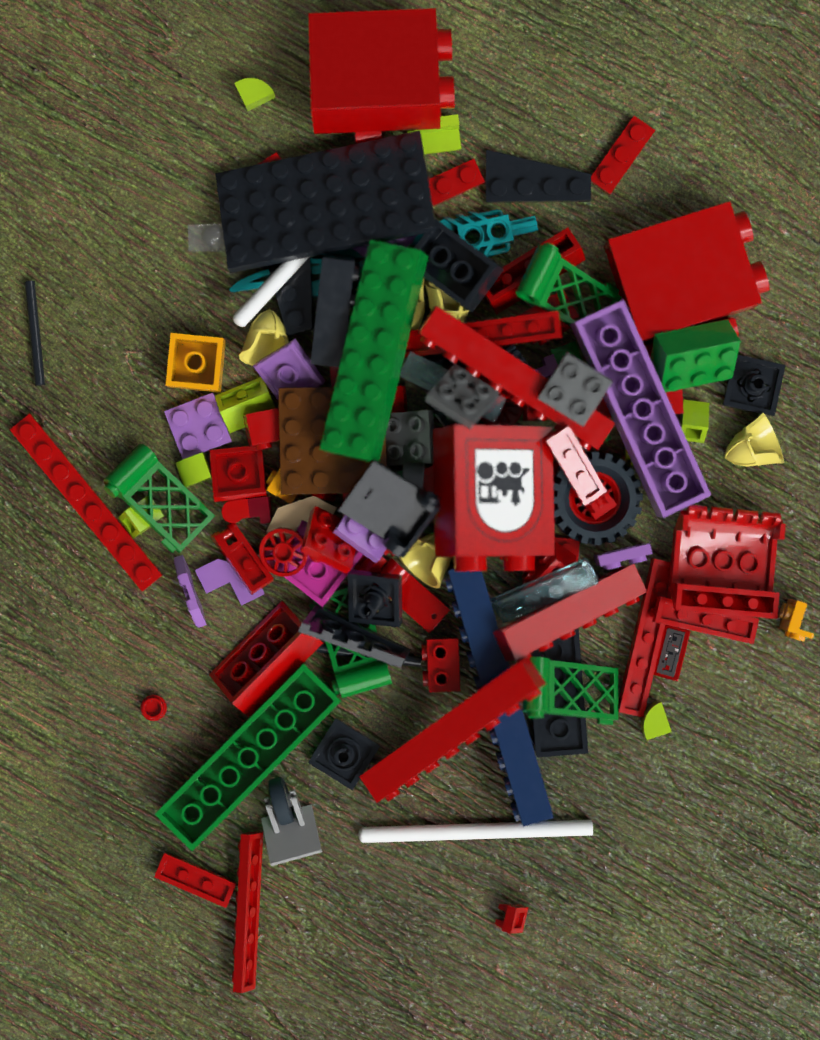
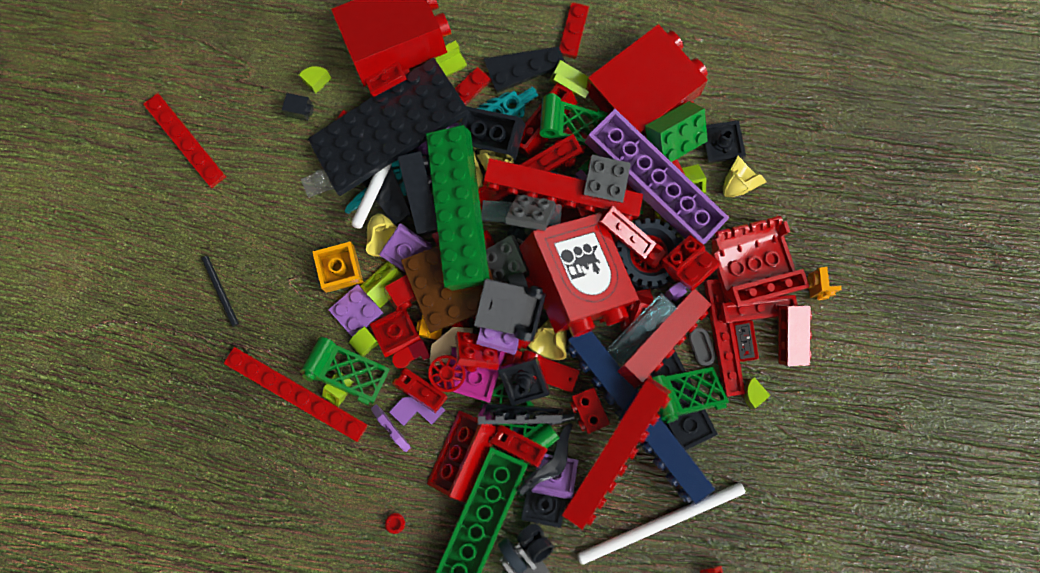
camera: 20 degrees left, 10 degrees down
(54, 111) = (184, 140): none -> red plate
(218, 124) = (297, 107): none -> black brick
(313, 792) = (535, 543): none -> black wheel
(338, 675) = (519, 446): none -> red plate
(345, 138) = (385, 79): none -> red plate
(369, 726) = (561, 485): none -> medium lavender tile
(370, 716) = (552, 468): none -> black piece
(589, 226) = (571, 79): none -> lime panel
(615, 638) = (701, 347): none -> dark grey tile
(638, 534) = (690, 263): none -> red brick
(734, 669) = (794, 335): none -> brick

